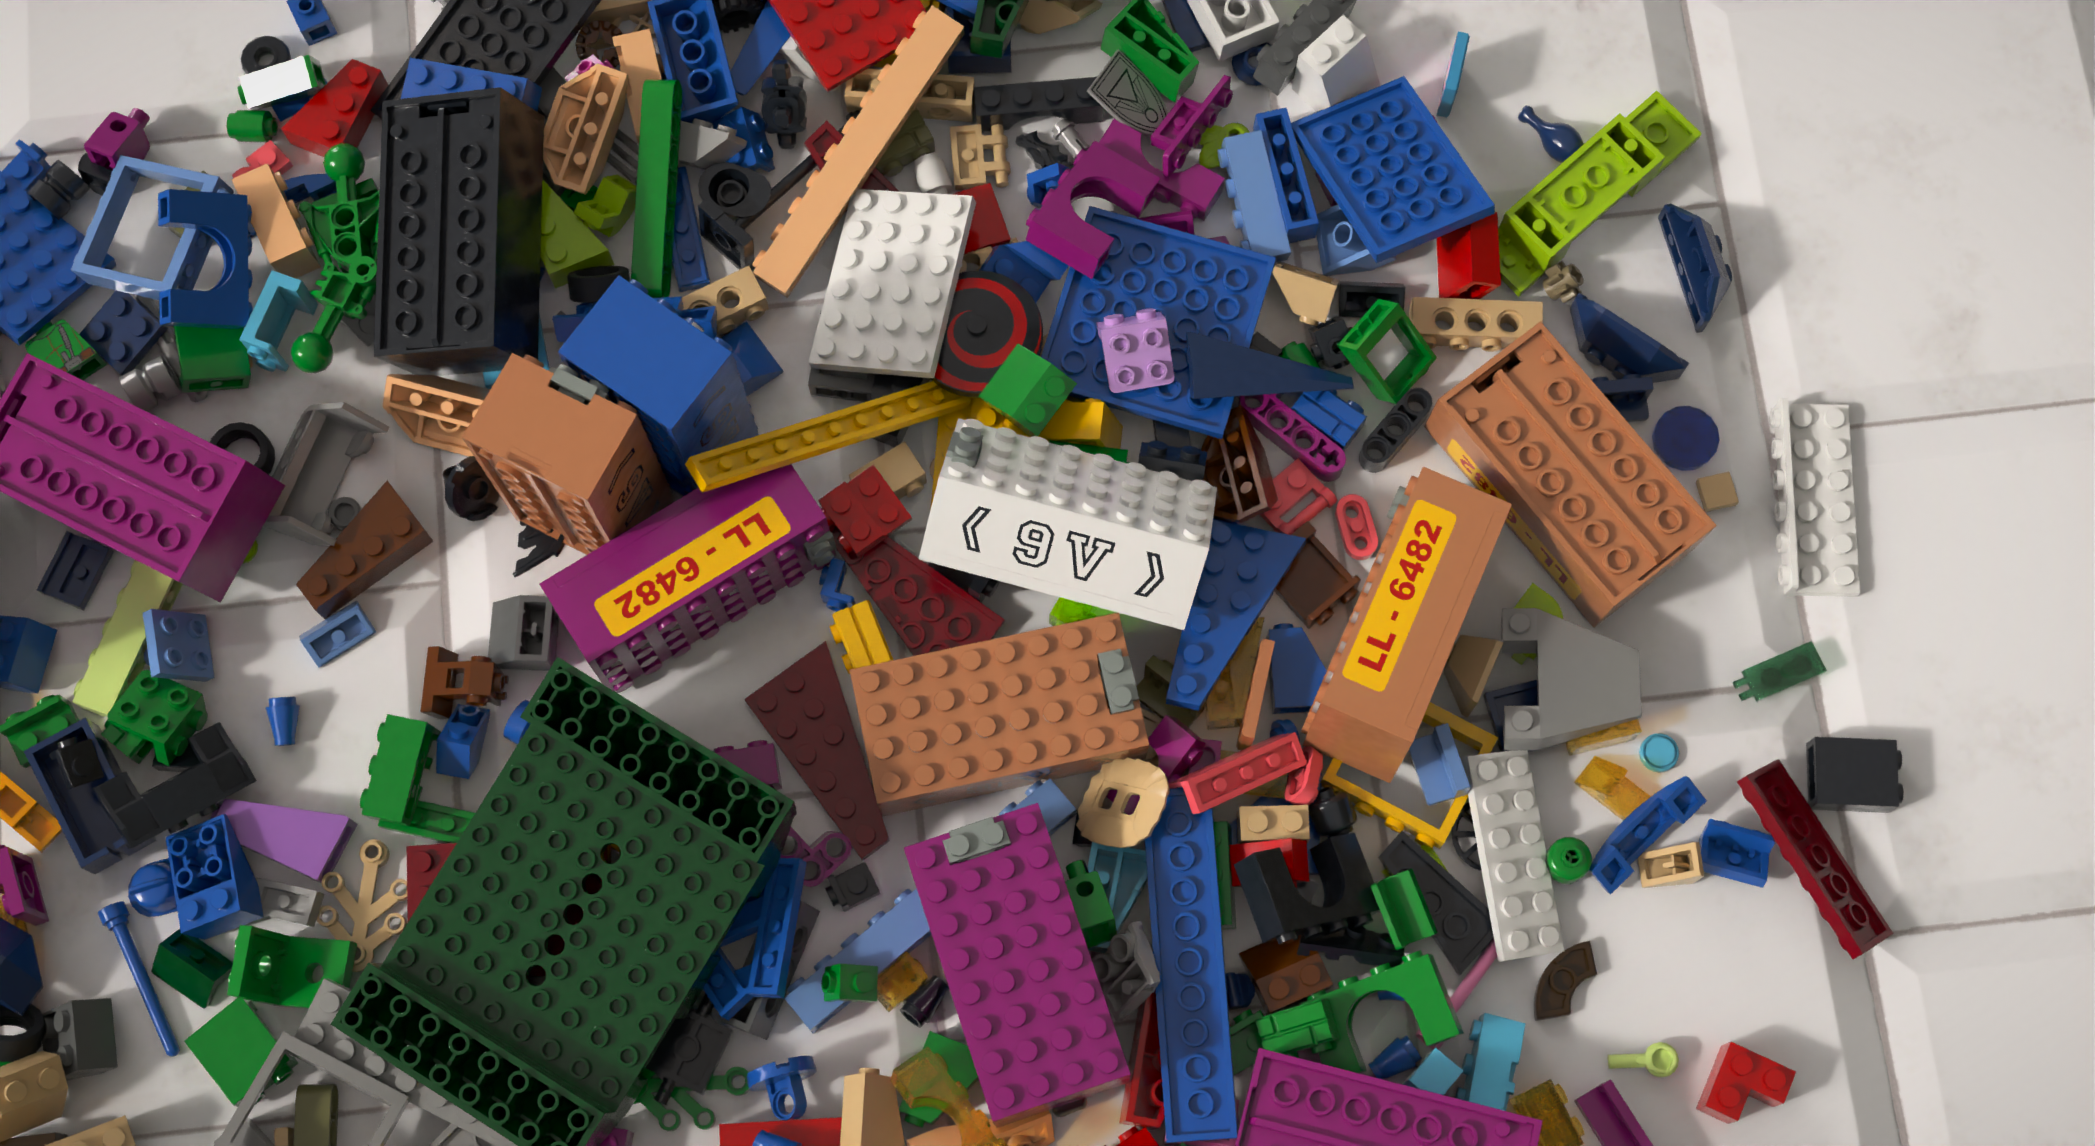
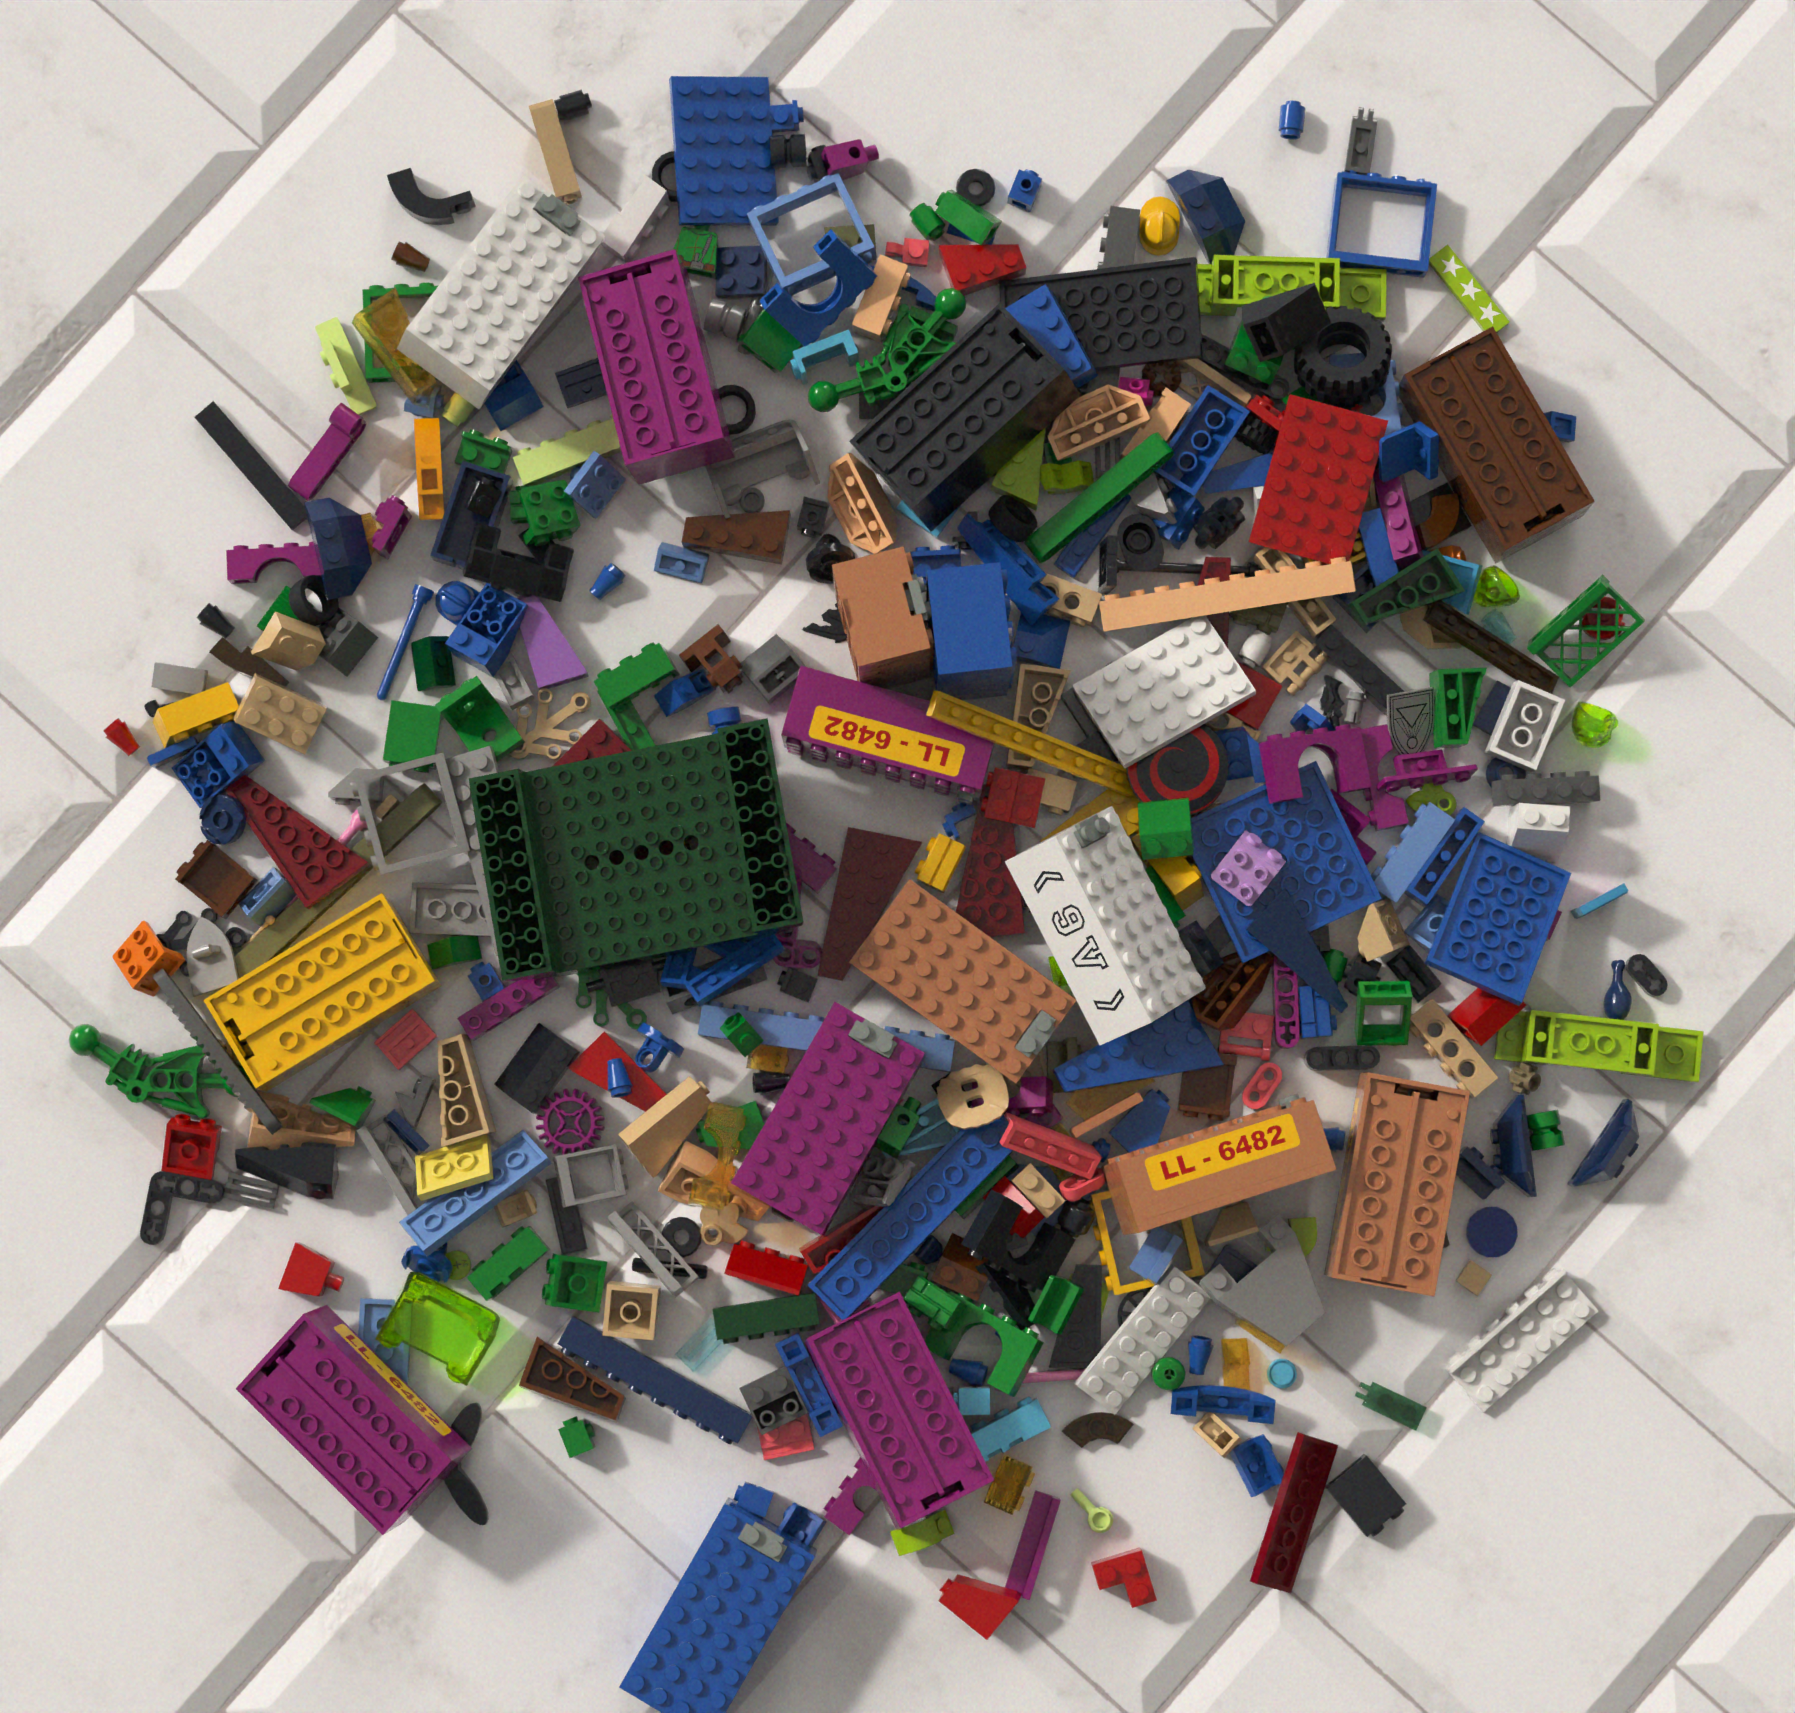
camera: 50 degrees right, 10 degrees up
(408, 459) = (816, 527): none -> black brick
(786, 399) = (1035, 703): none -> tan wedge
(1558, 98) = (1642, 979): none -> black beam
(1572, 813) = (1199, 1353): none -> blue cone
(1631, 304) = (1545, 1130): none -> green wheel

